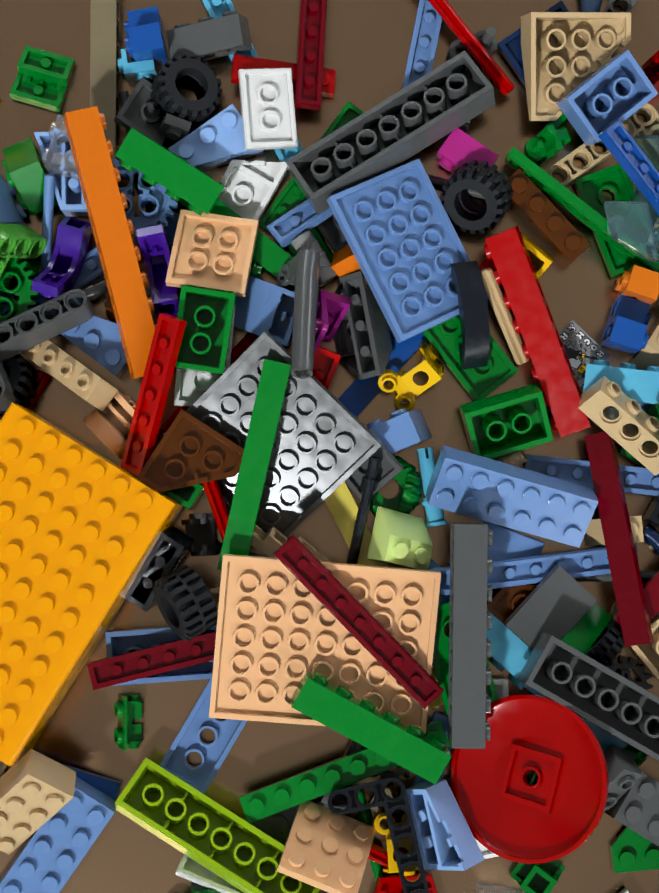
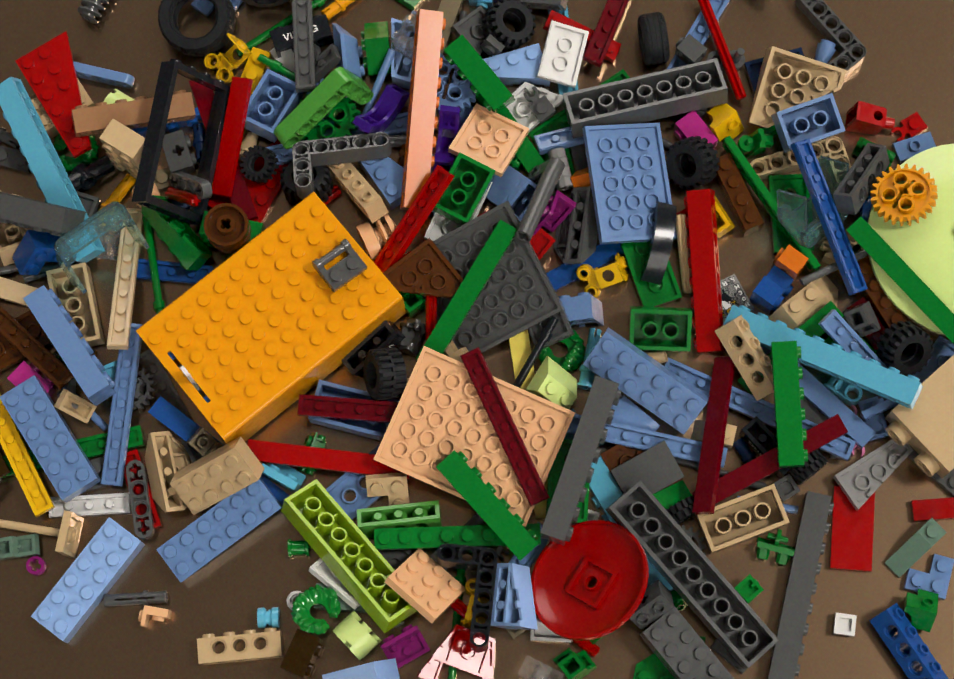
camera: 20 degrees right, 10 degrees down
(86, 498) = (342, 271): none -> dark grey plate
(102, 762) = (284, 476): none -> medium azure bracket
(132, 732) = (318, 458): none -> red tile
(151, 846) = (298, 548): none -> green bush
(241, 733) = (391, 485): none -> tan plate
(263, 186) = (541, 106): none -> dark grey plate
(265, 769) = (399, 516): none -> bright green brick
(375, 50) = (653, 38): none -> black tyre
(426, 50) = (690, 50): none -> dark grey brick
(498, 129) = (725, 122): none -> yellow brick

